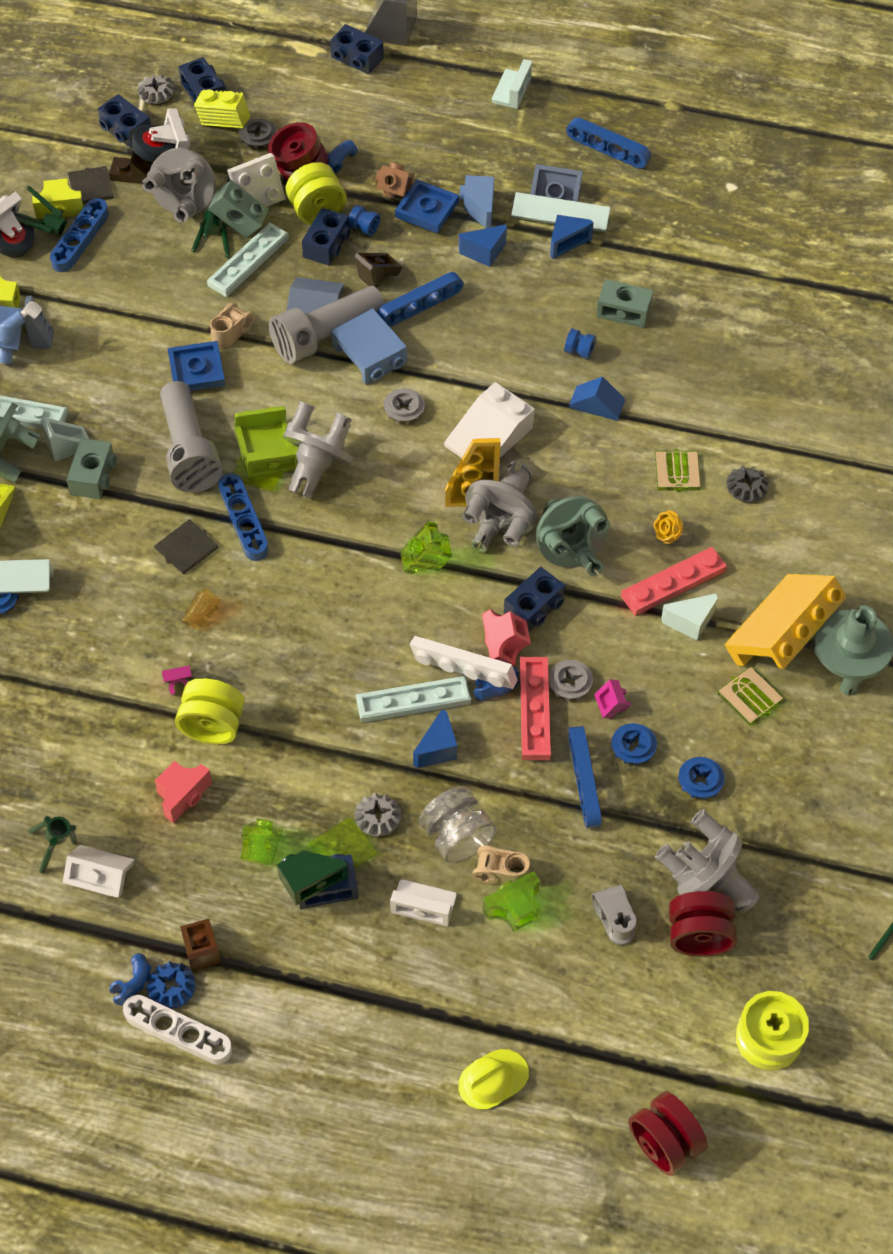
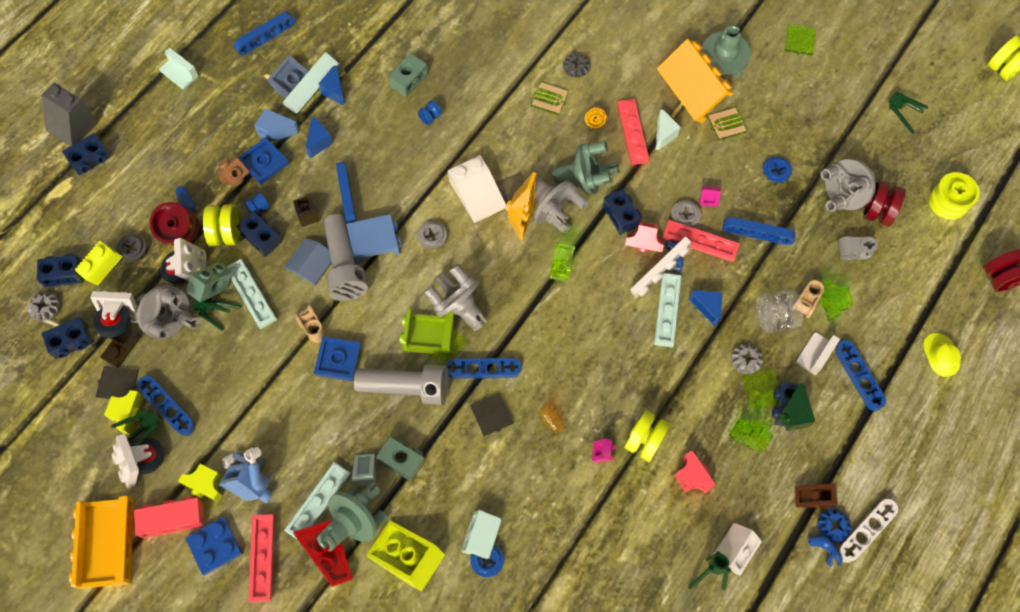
camera: 70 degrees left, 10 degrees up
(411, 968) = (857, 376): none -> blue beam
(598, 398) = (476, 121): blue slope -> none
(627, 734) = (739, 190): blue gear -> none

